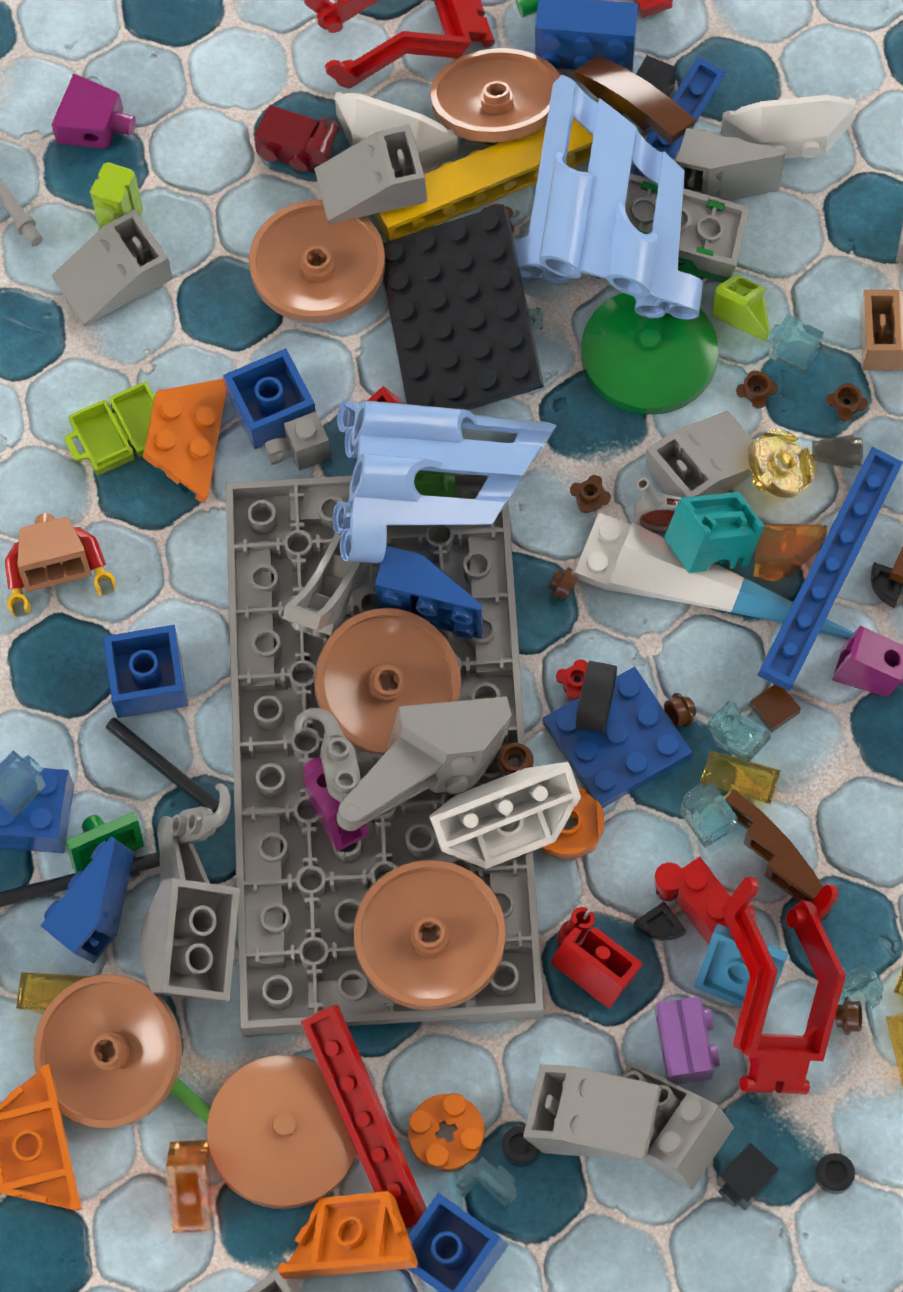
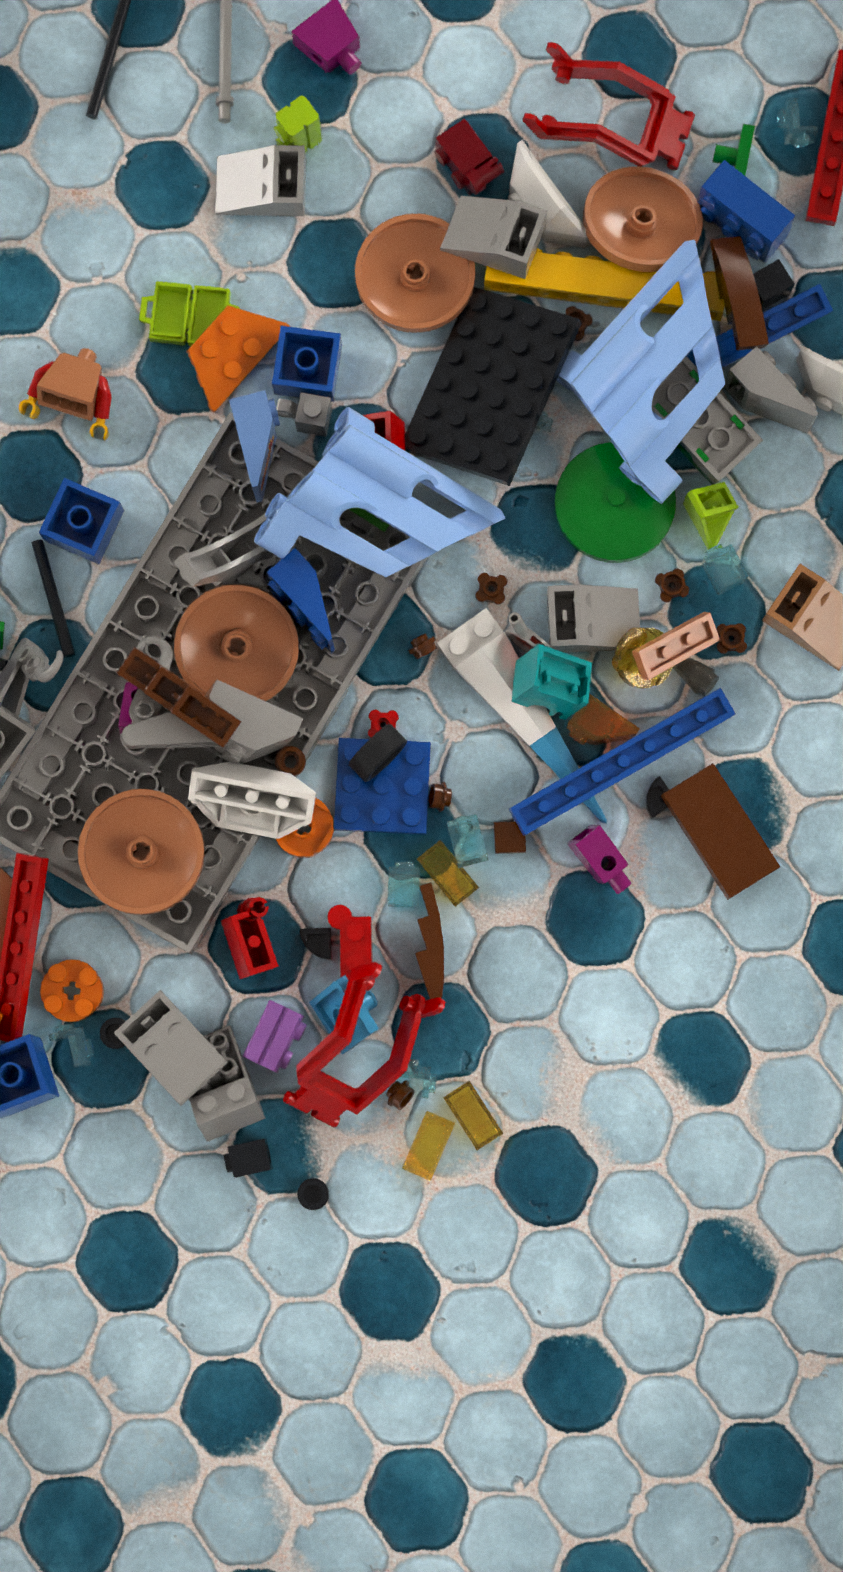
camera: 35 degrees right, 15 degrees up
(265, 476) = (256, 424): none -> medium blue slope
(373, 743) = (178, 697): none -> reddish brown slope
(804, 432) = (676, 645): none -> nougat plate

